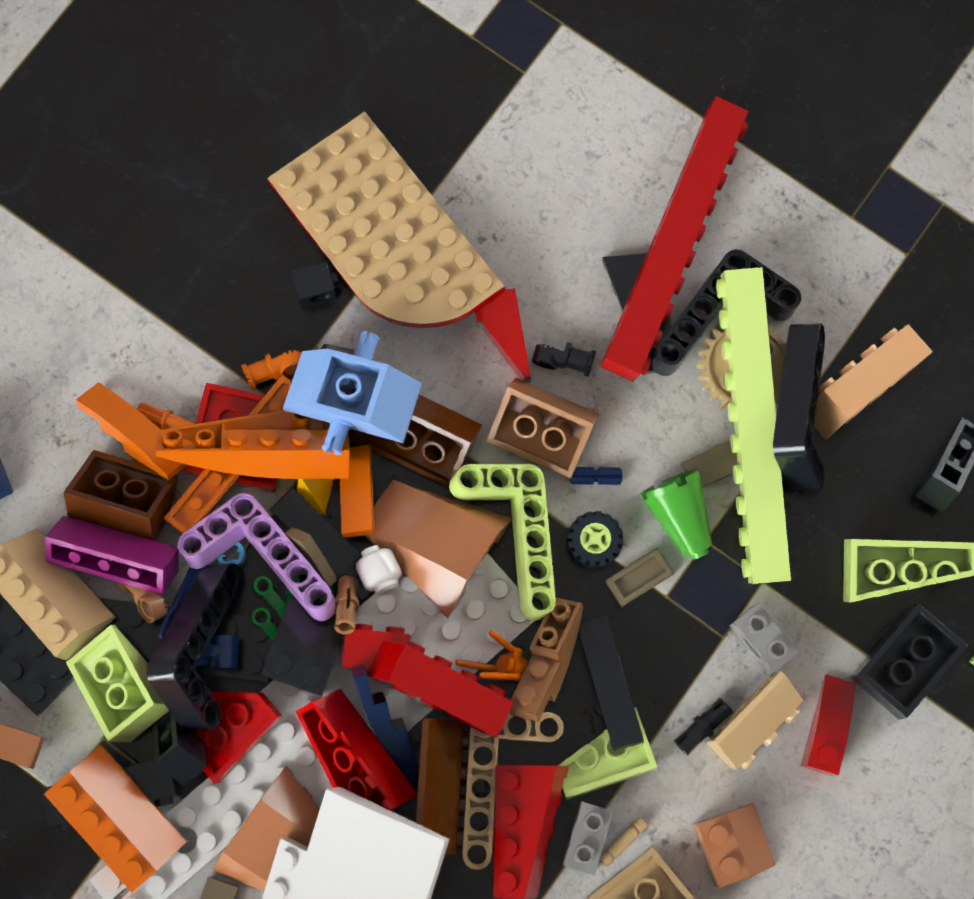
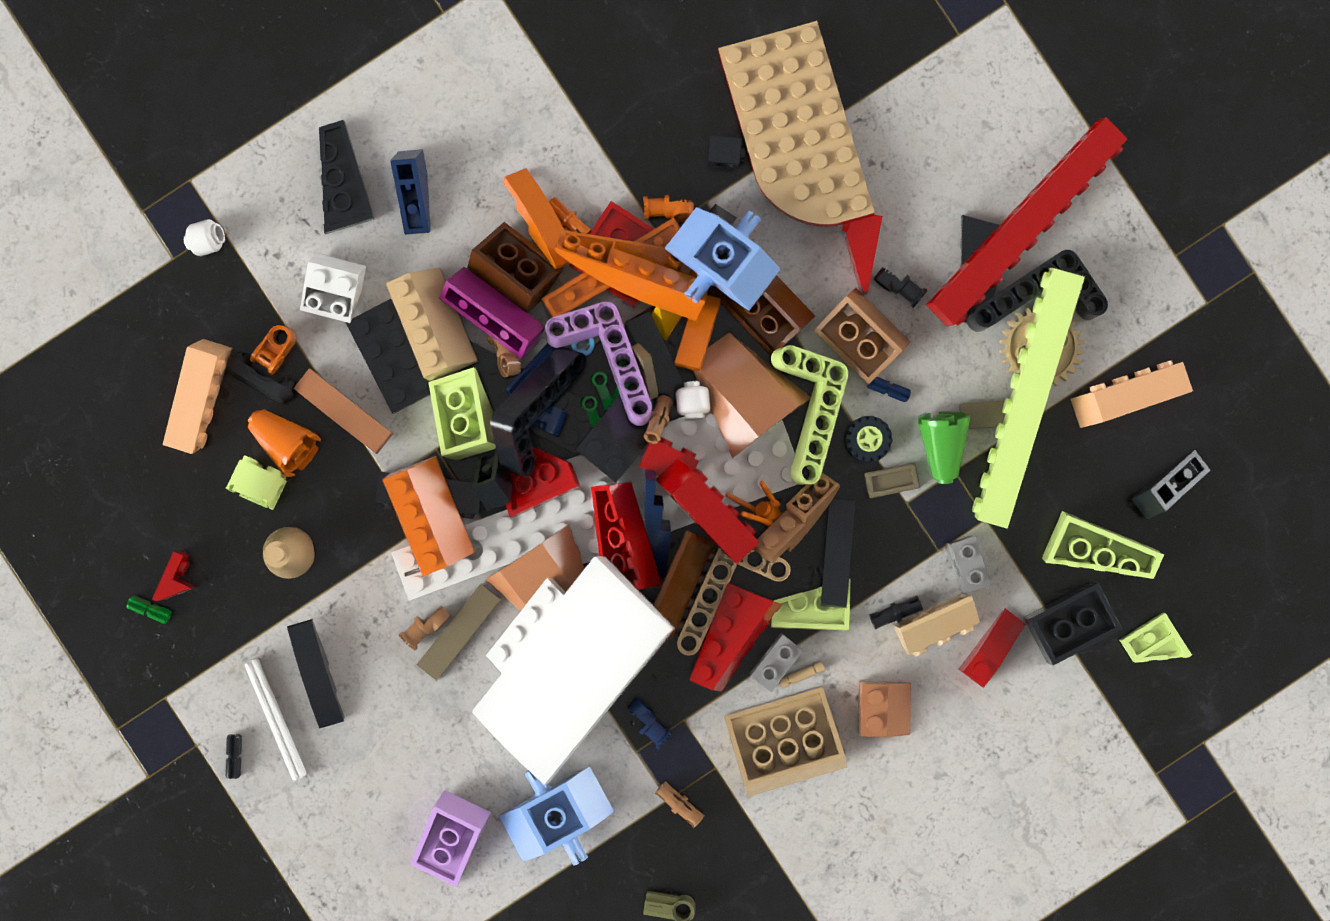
camera: 20 degrees right, 10 degrees up
(797, 408) = (1053, 421): black beam -> none

